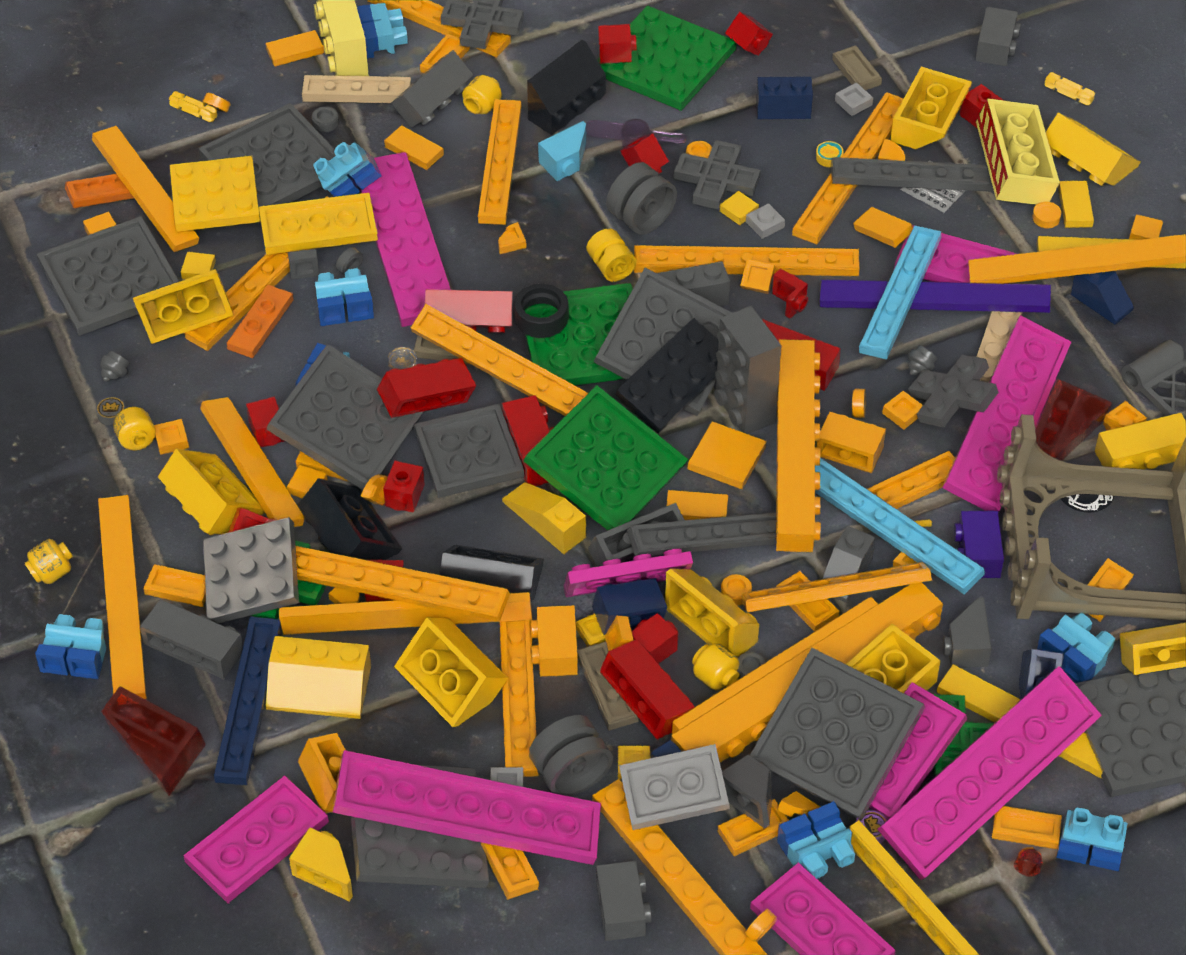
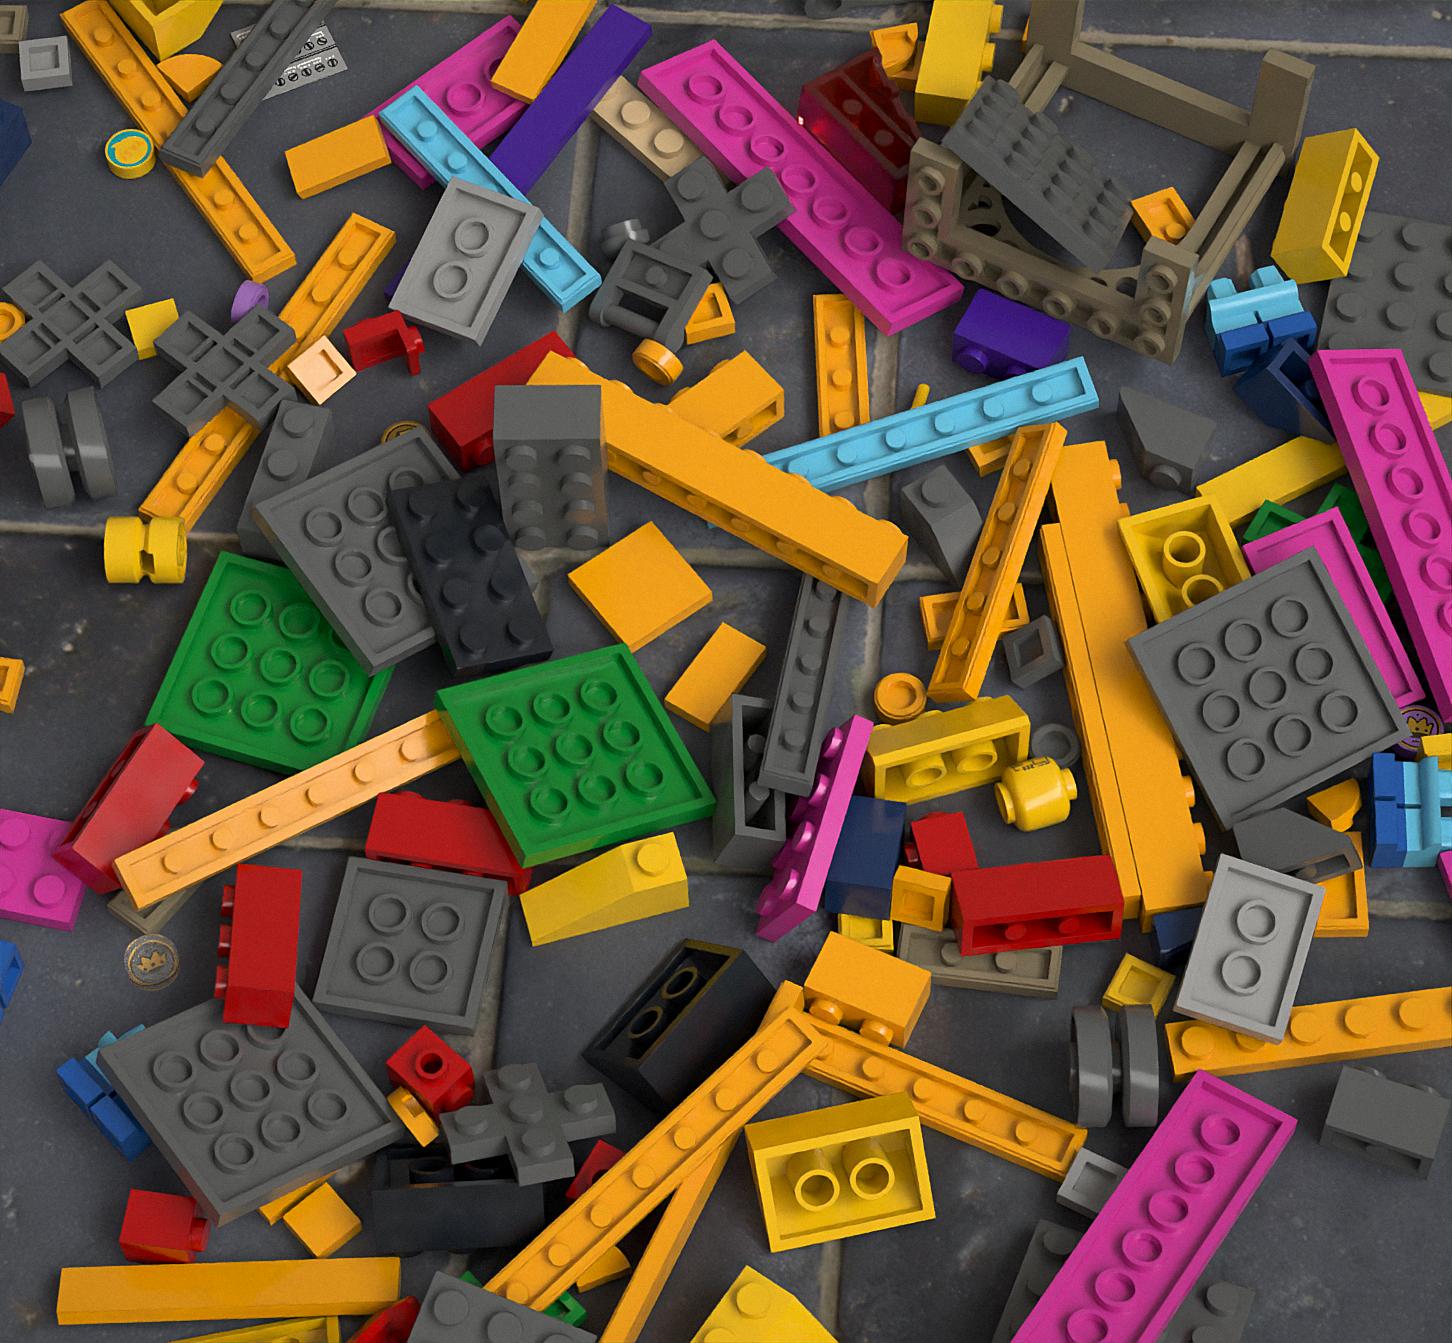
camera: 60 degrees left, 10 degrees up
(395, 529) = (527, 1123): none -> dark grey plate
(511, 870) = (1258, 1251): light orange plate -> none
(544, 326) = (197, 668): black tyre -> none
(728, 236) = (224, 370): none -> dark grey plate
(765, 220) = (209, 302): light grey plate -> none
(774, 233) = (247, 298): none -> medium lavender tile
(797, 630) = (1034, 651): none -> dark grey plate
(852, 295) = (466, 261): none -> light grey plate
(901, 379) = (654, 279): none -> dark grey plate
(1072, 492) = (1041, 172): none -> dark grey plate

